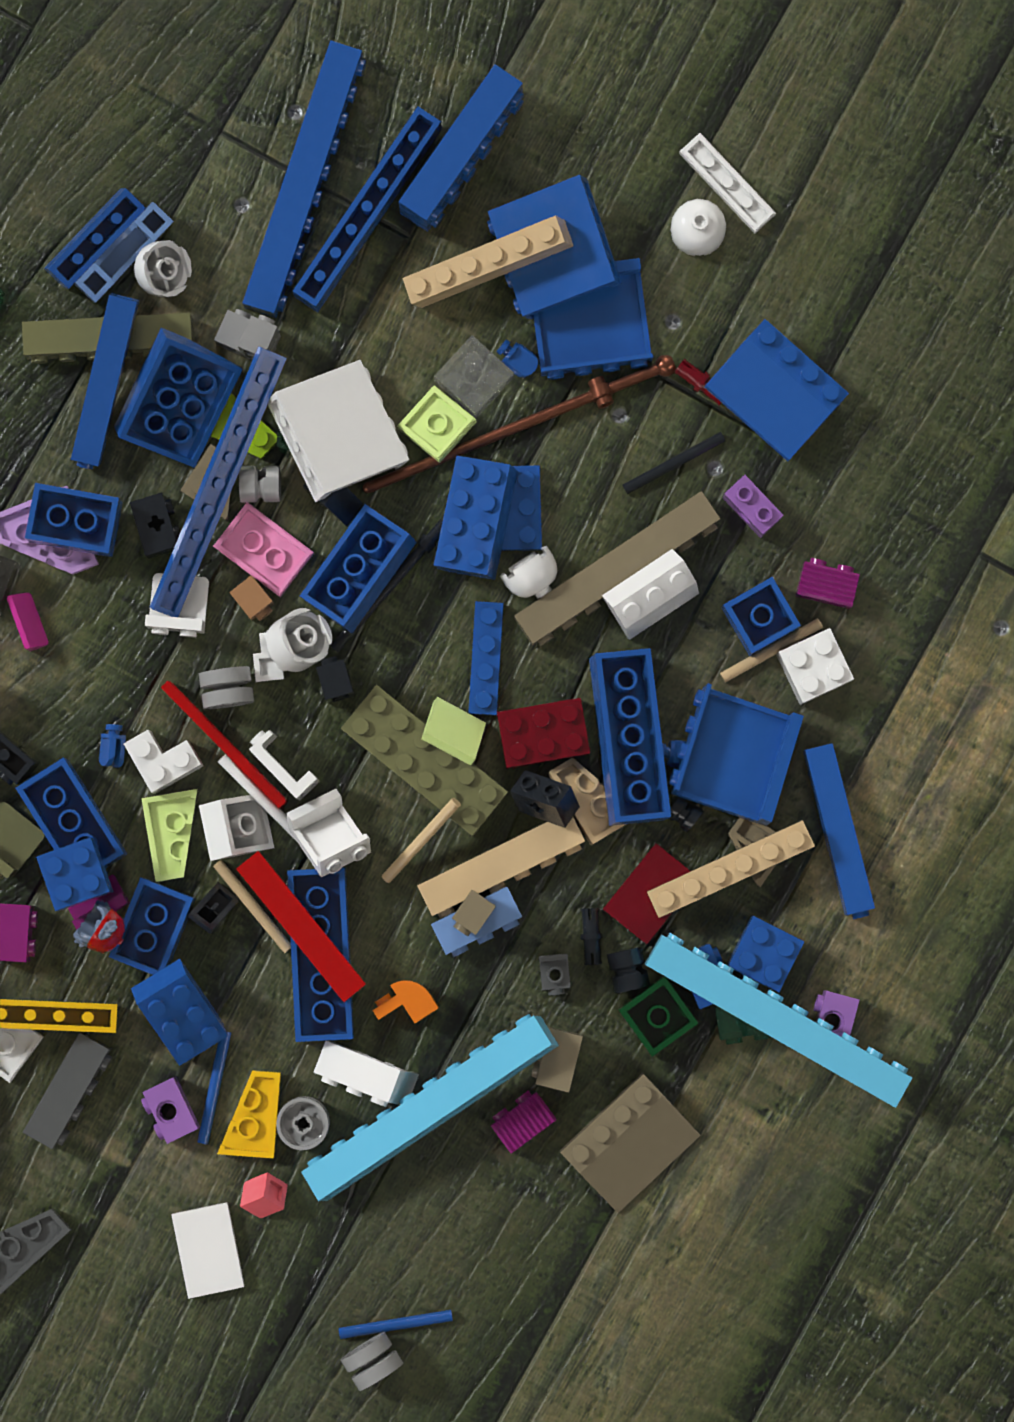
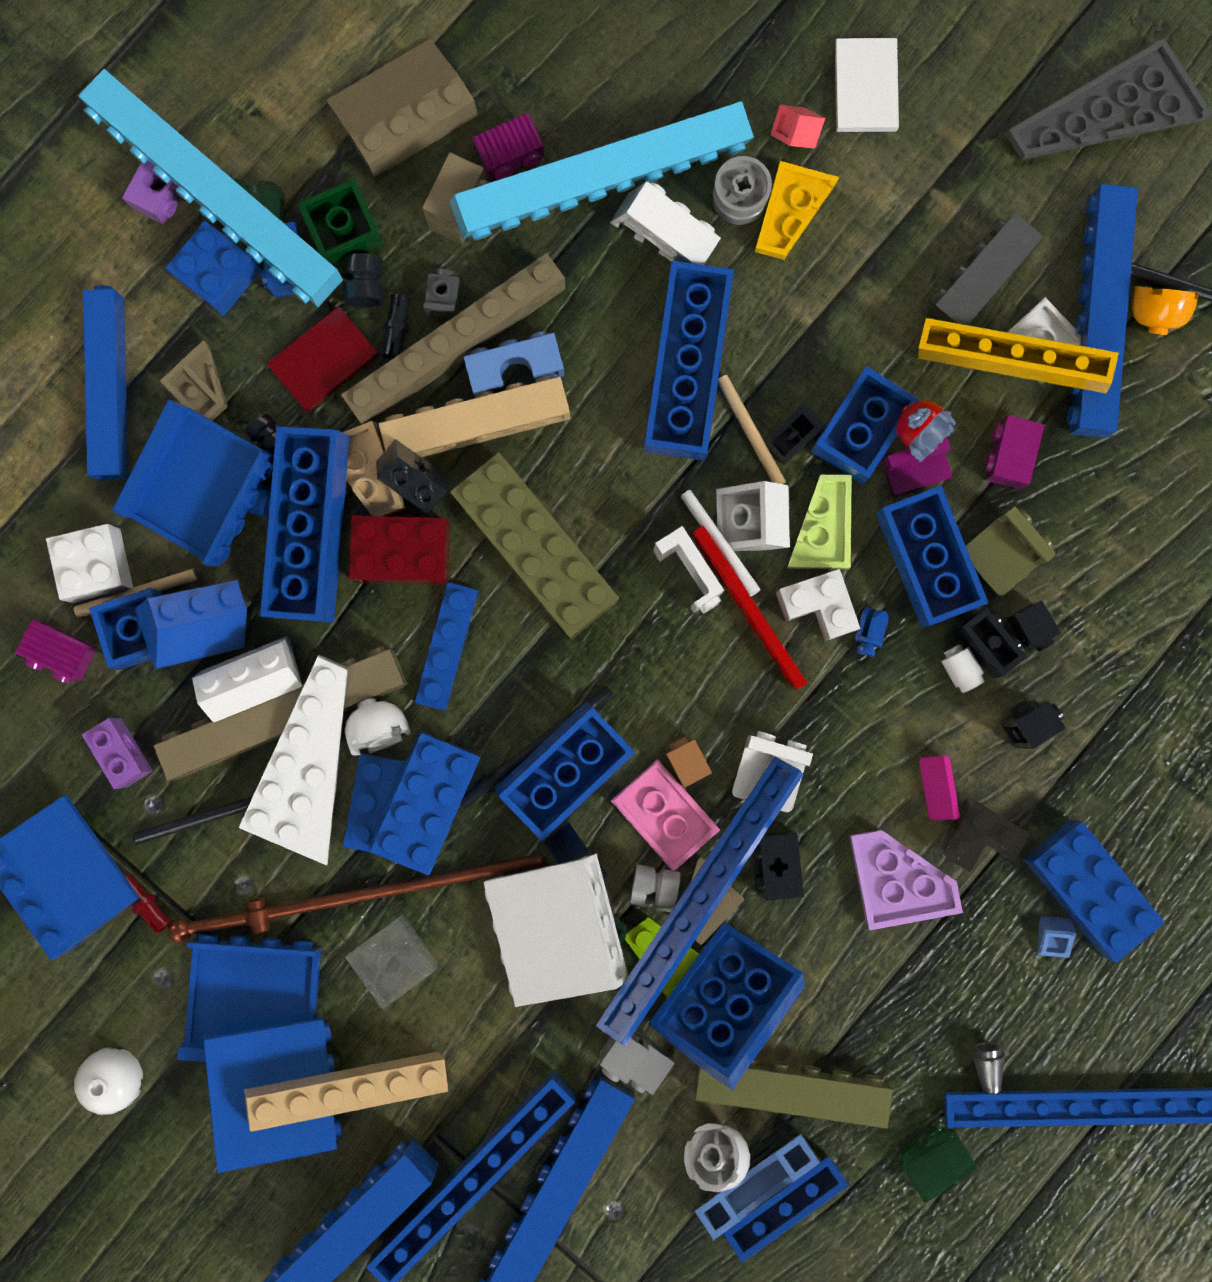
camera: 170 degrees left, 0 degrees up
(25, 730) = (963, 668): none -> white brick
(73, 519) = (871, 889): blue brick -> none
(74, 874) = (942, 491): blue brick -> none
(104, 380) = (806, 1042): blue brick -> none
(172, 1093) = (877, 250): medium lavender brick -> none
(179, 1012) = (853, 326): blue brick -> none
(213, 1090) = (828, 250): blue bar -> none
(226, 687) = (735, 668): light grey wheel -> none
(264, 665) = (685, 688): white plate -> none
(298, 640) = (645, 704): white brick -> none
(301, 926) = (704, 389): red tile -> none
(327, 833) = (655, 485): white panel -> none
(335, 680) = (614, 652): black brick -> none
(412, 996) = (602, 302): orange brick -> none
(421, 840) = (554, 460): tan bar -> none
(436, 424) = (446, 916): yellowish green tile -> none
(453, 731) = (495, 570): yellowish green tile -> none
(472, 913) = (509, 352): dark tan brick -> none
(518, 358) = (339, 972): blue arm -> none
(534, 932) = (455, 339): none -> dark tan brick
(587, 512) = (300, 781): none -> white wing
(706, 630) = (193, 623): none -> blue slope
(727, 183) = (65, 1125): white tile -> none
(730, 868) = (225, 361): tan brick -> none

